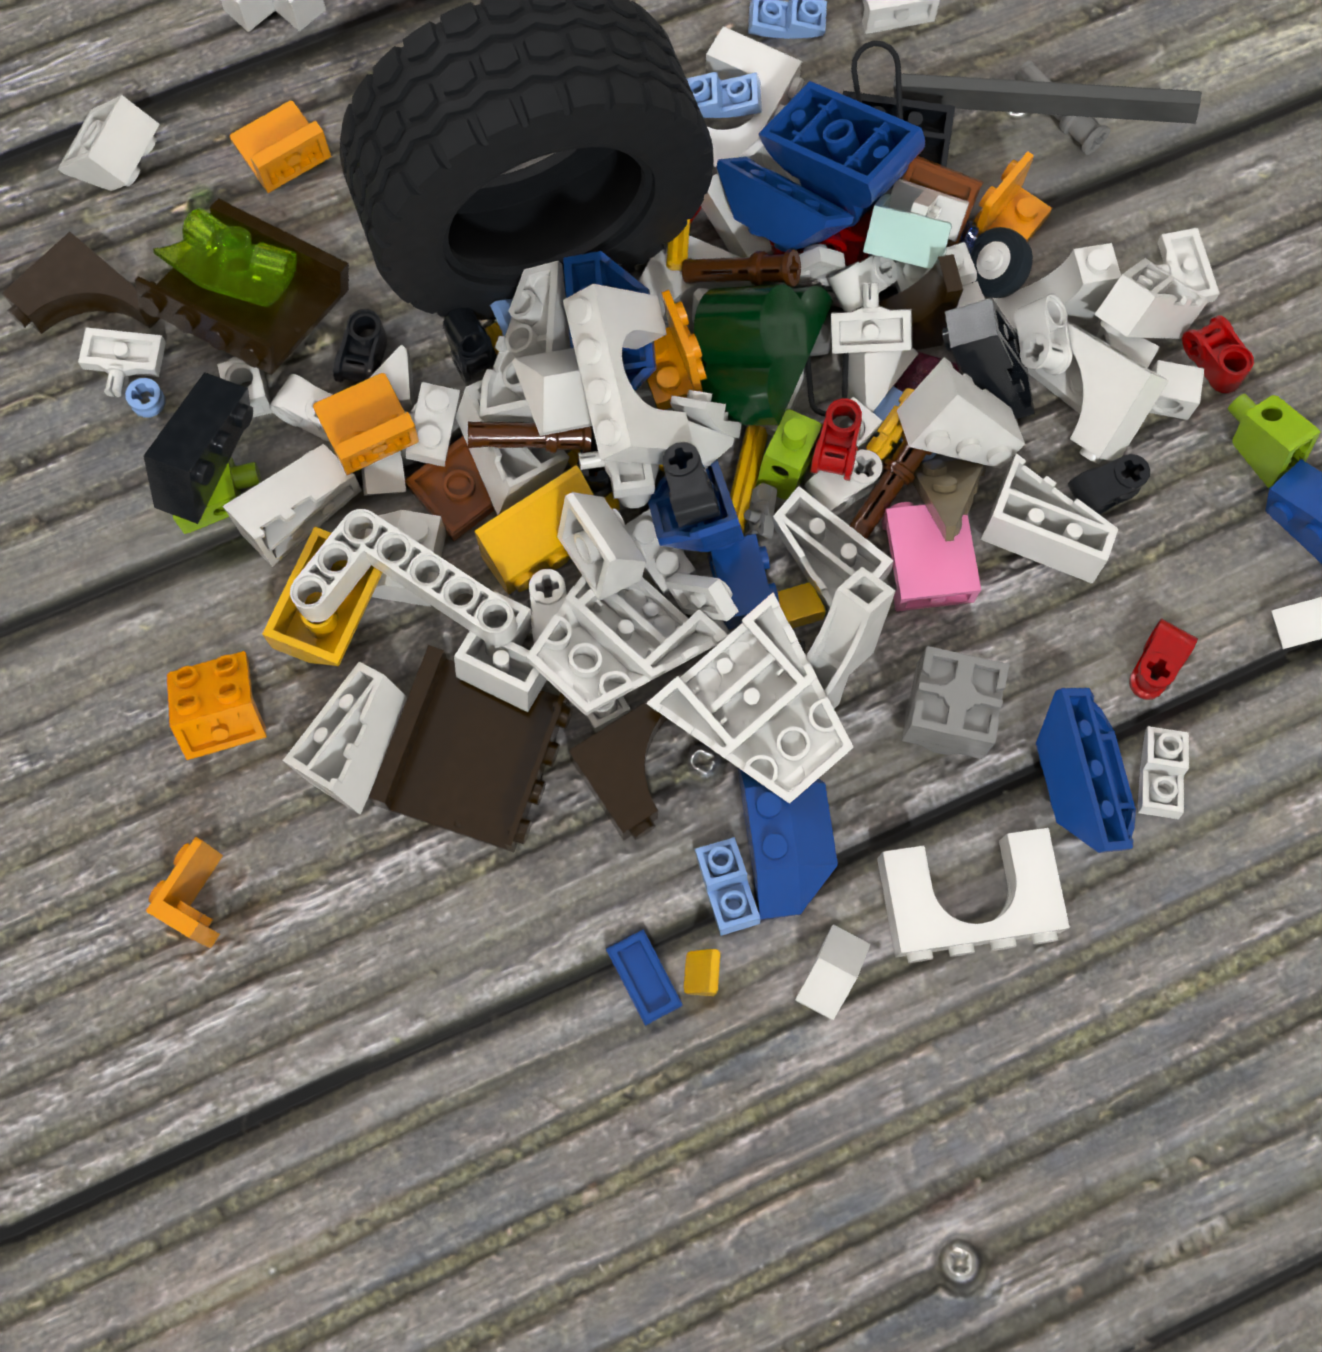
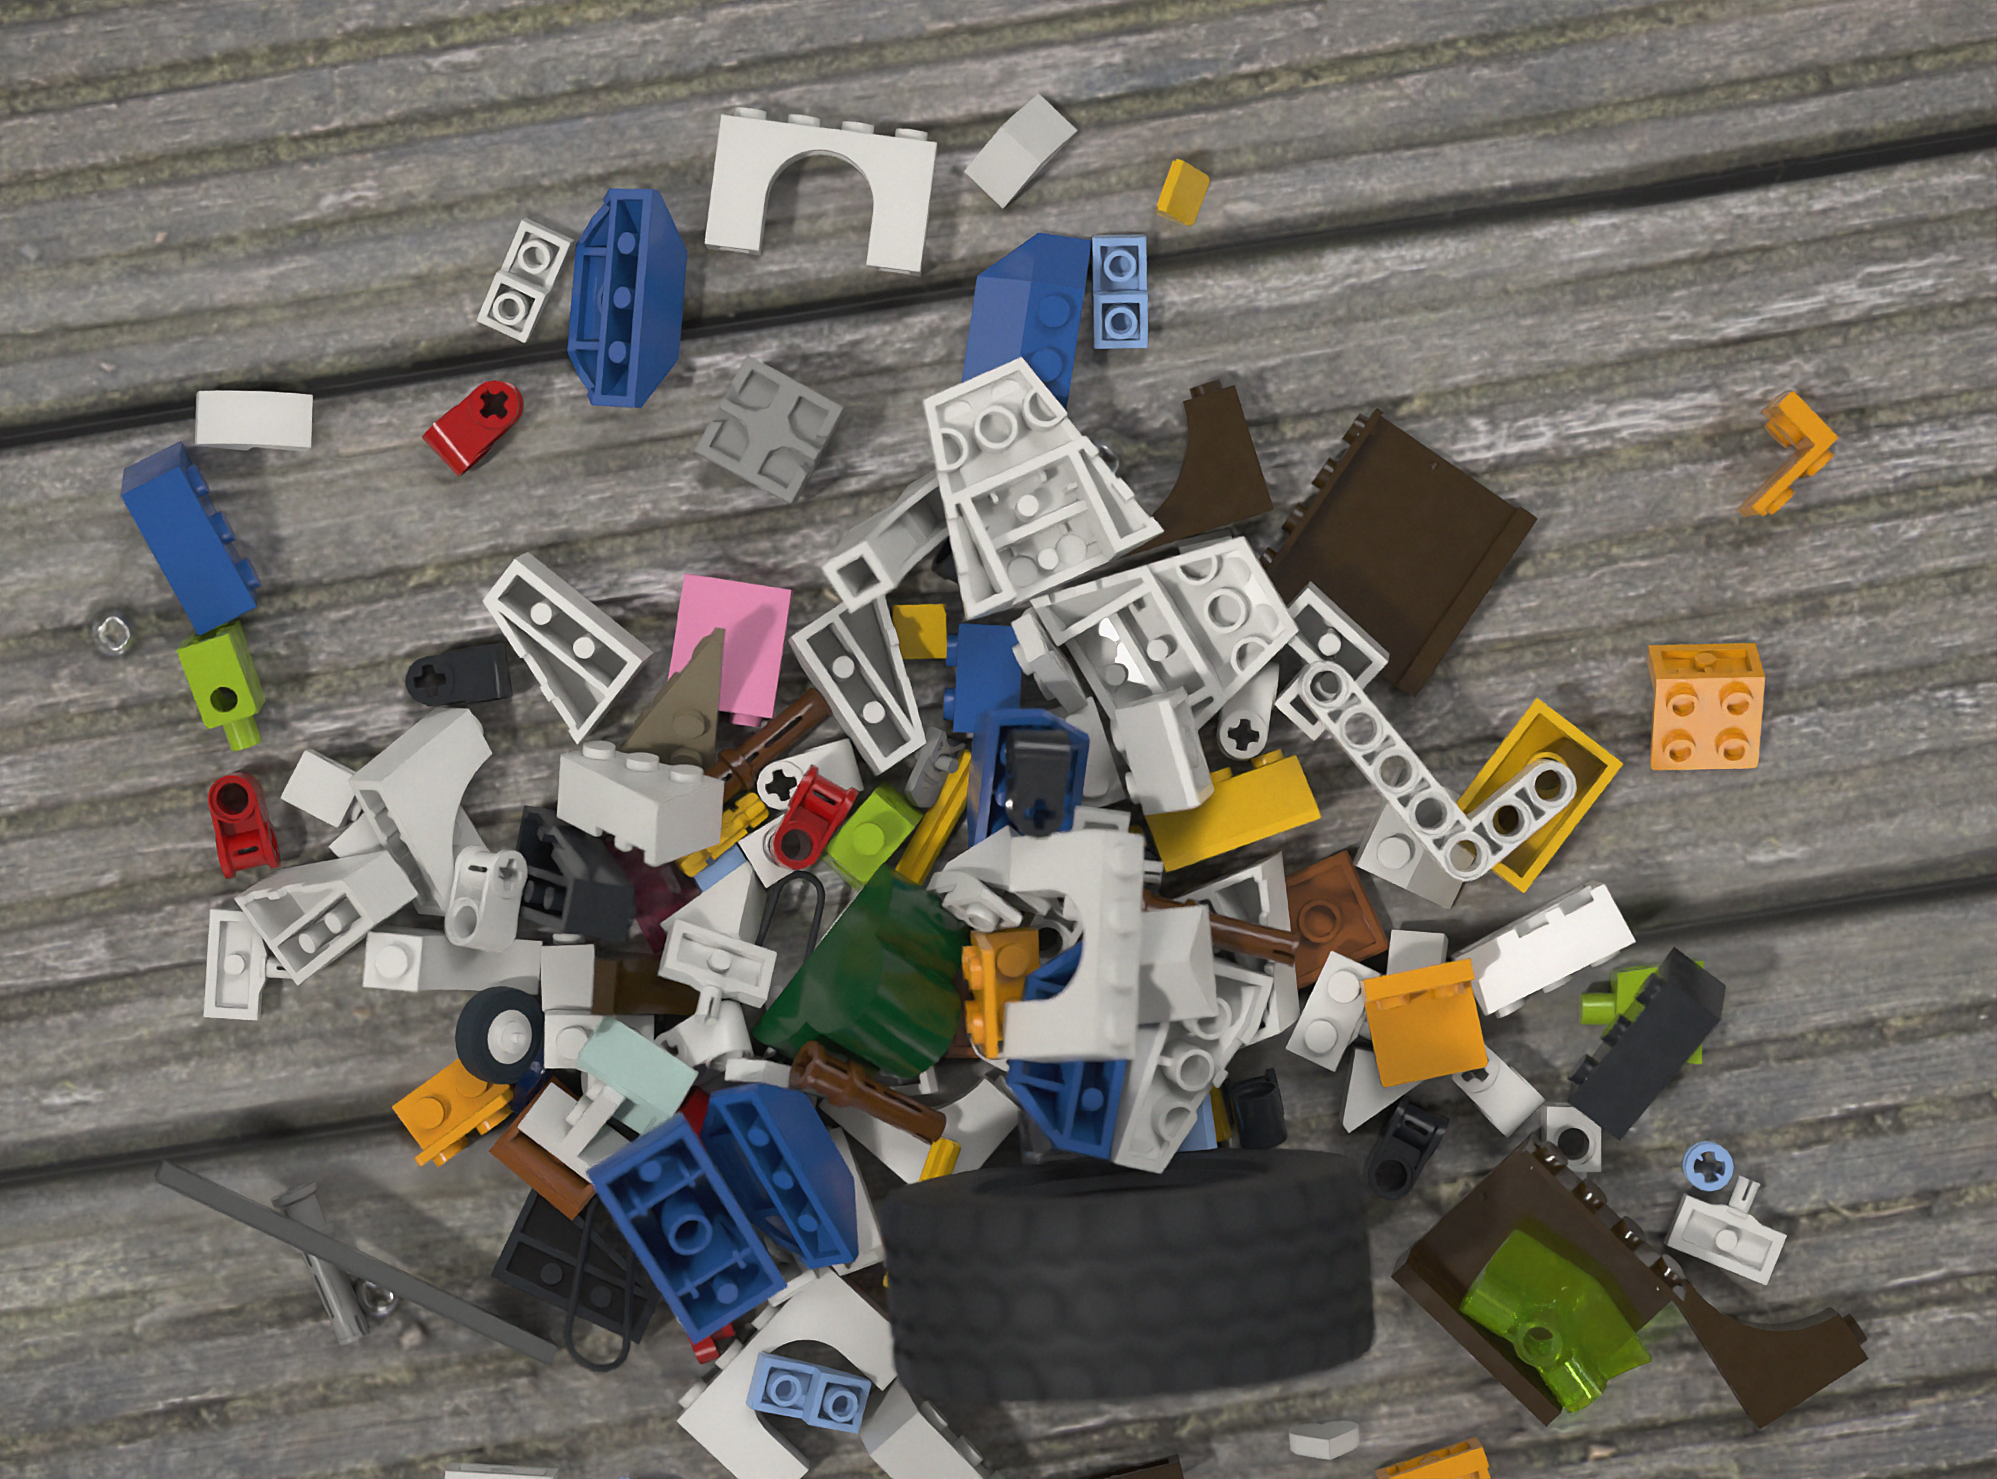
camera: 165 degrees left, 15 degrees up
(350, 737) = (1542, 601): white wedge -> none
(644, 977) = (1254, 209): blue tile -> none

